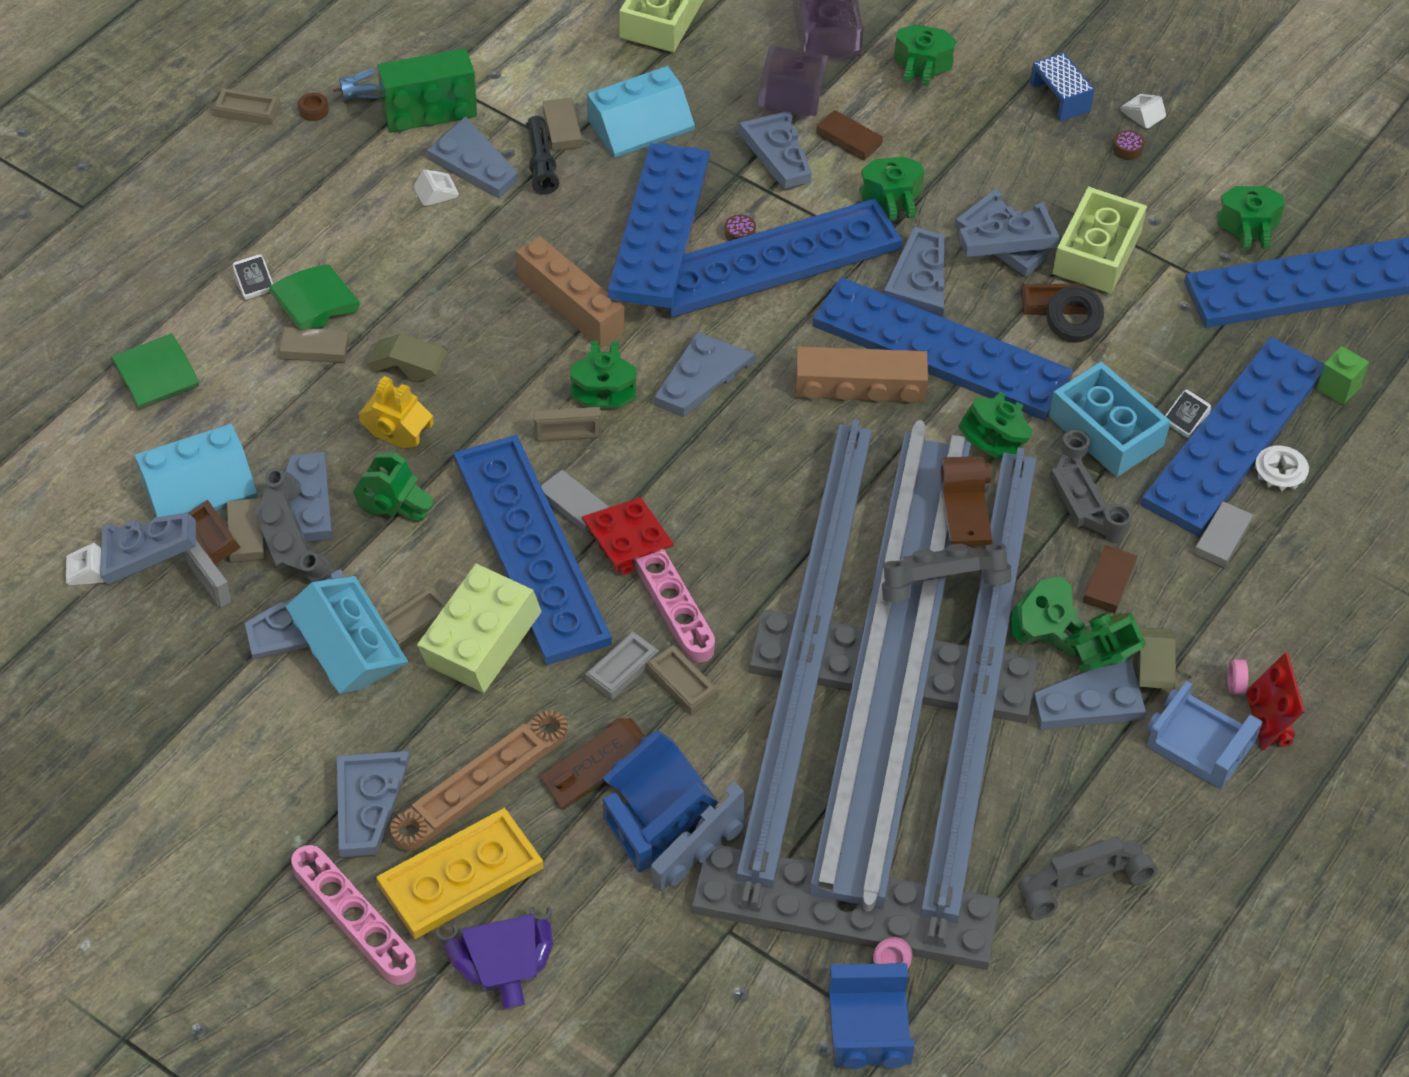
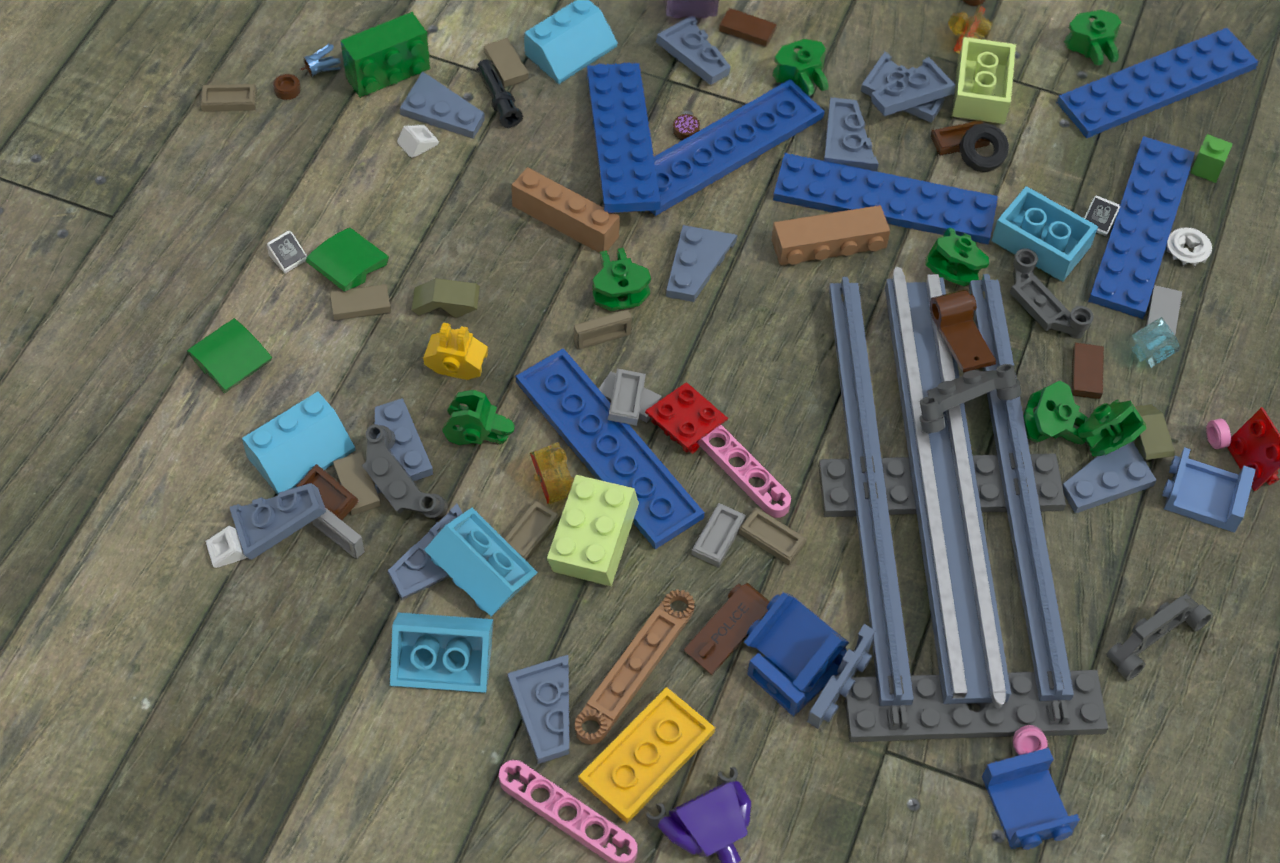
camera: 15 degrees left, 5 degrees up
(274, 719) = (441, 652): none -> medium azure slope
(455, 556) = (552, 472): none -> clear yellow hips
(567, 498) = (626, 397): none -> light grey tile
(1117, 176) = (969, 26): none -> clear yellow hips
(1197, 562) = (1155, 342): none -> clear light blue brick

